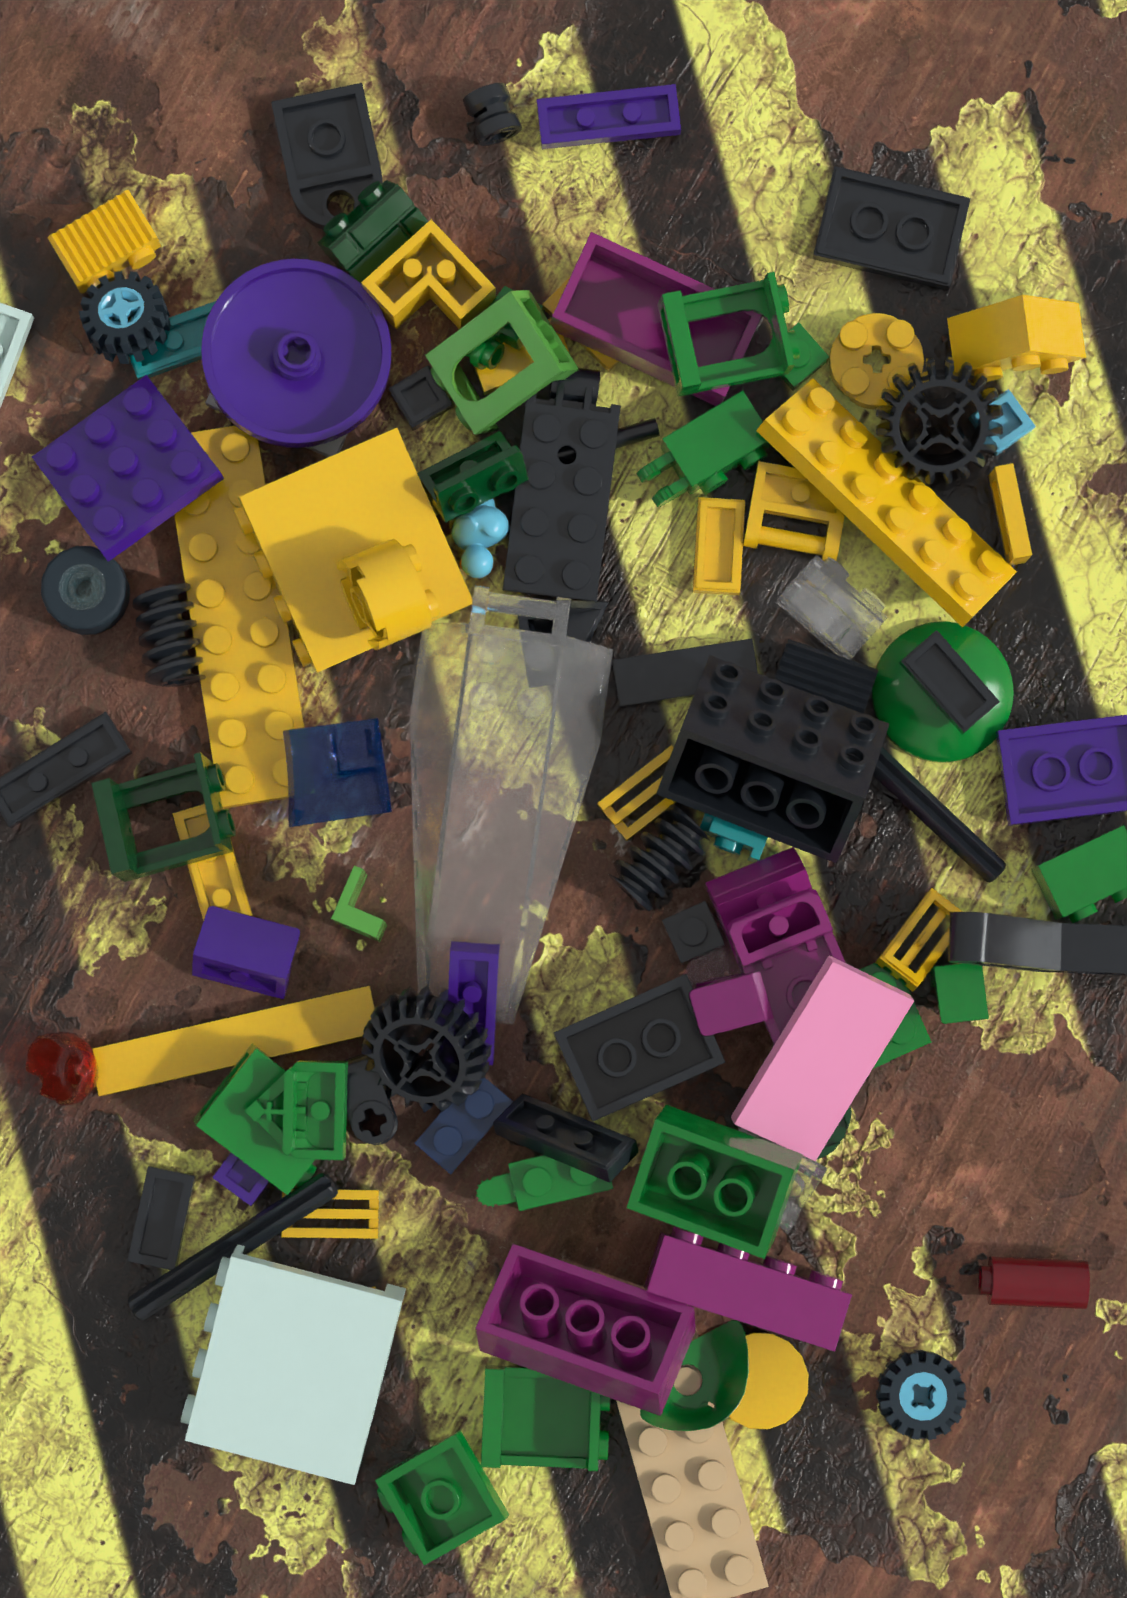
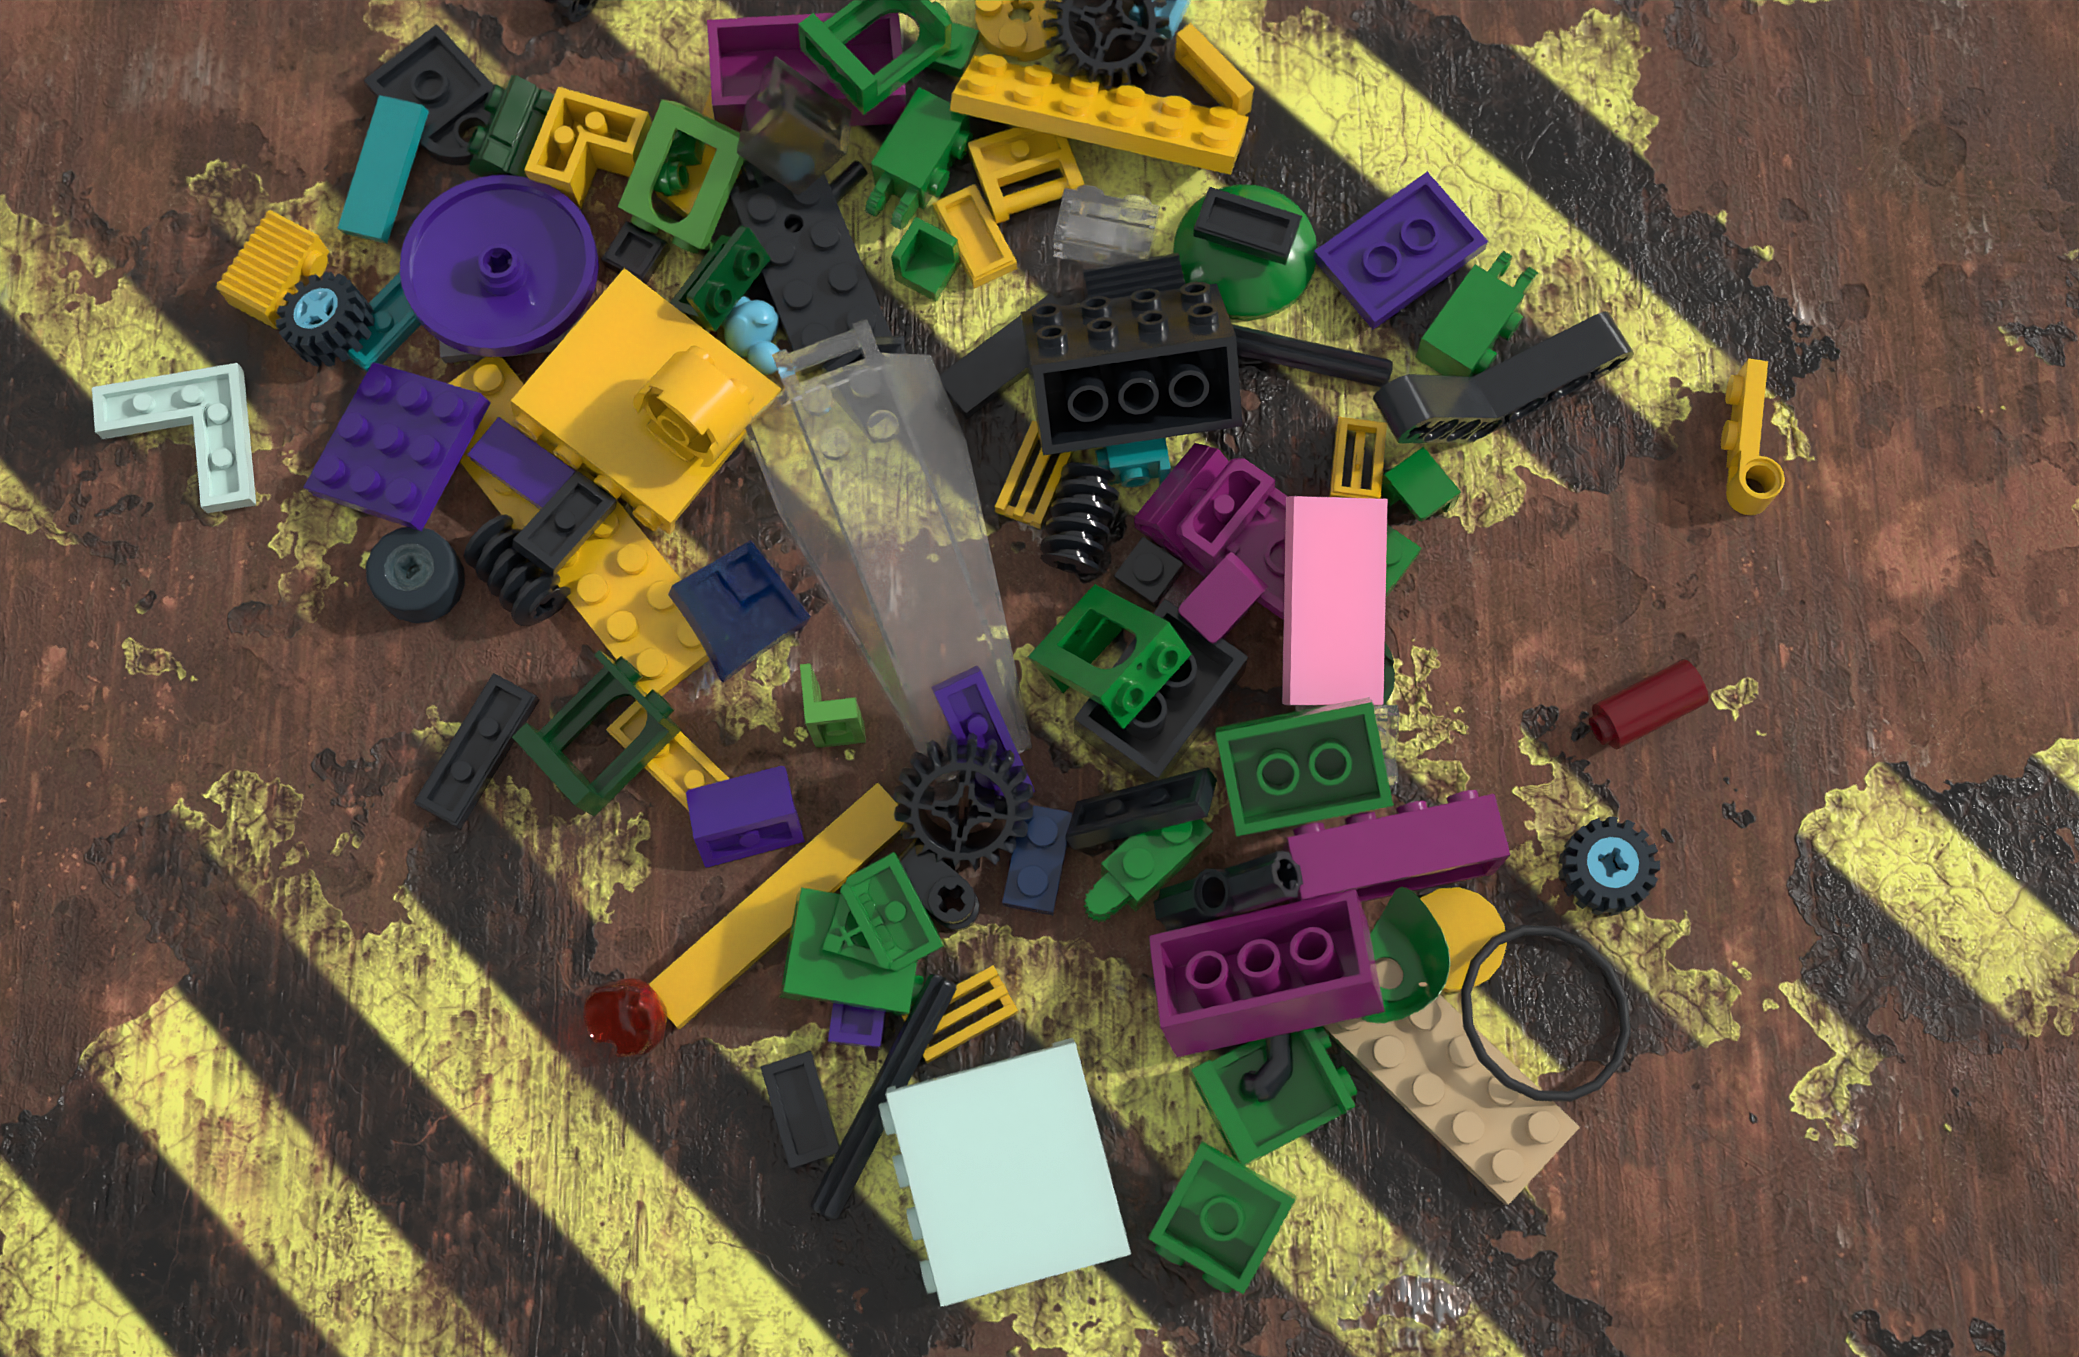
camera: 20 degrees left, 10 degrees down
(222, 547) = (520, 463): none -> dark purple tile
(229, 622) = (564, 523): none -> black plate
(244, 199) = (383, 169): none -> teal tile
(549, 1407) = (1273, 1073): none -> black arm
(595, 1247) = (1229, 891): none -> black piece
(602, 960) = (1087, 630): none -> green panel
(609, 381) = (793, 128): none -> clear smoke plate
(662, 549) = (925, 259): none -> green panel
(724, 1472) = (1492, 1066): none -> black piece

